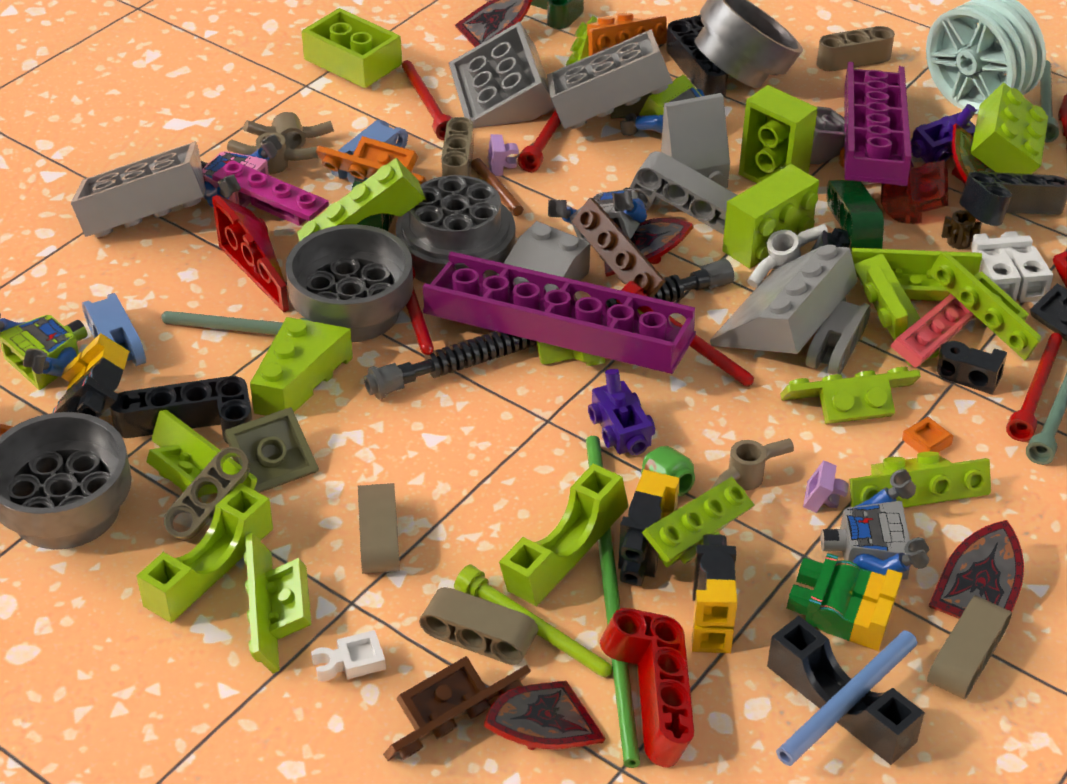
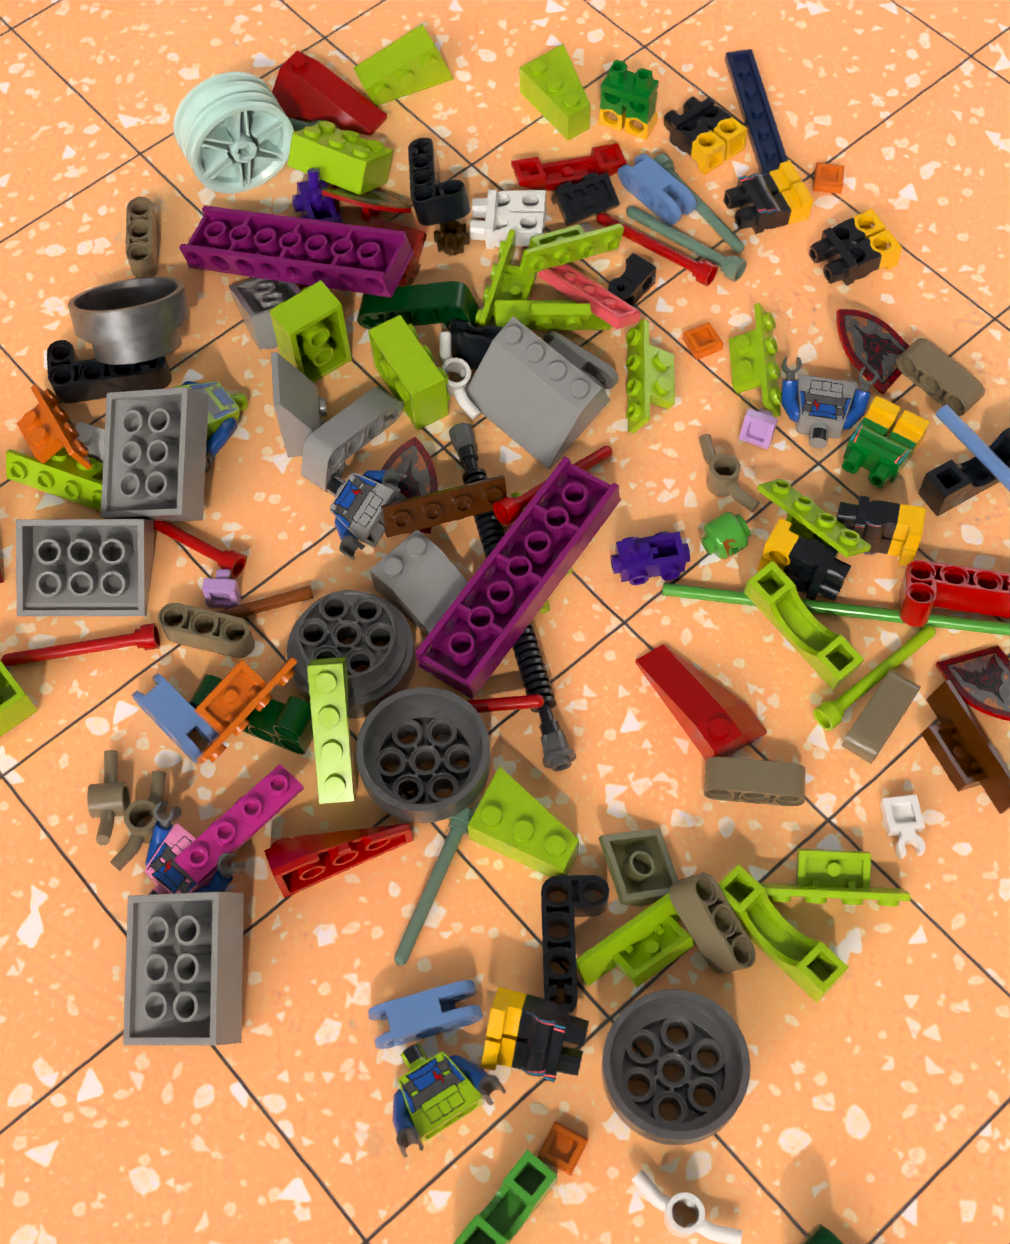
camera: 75 degrees left, 20 degrees up
(453, 484) = (704, 709): none -> red wedge

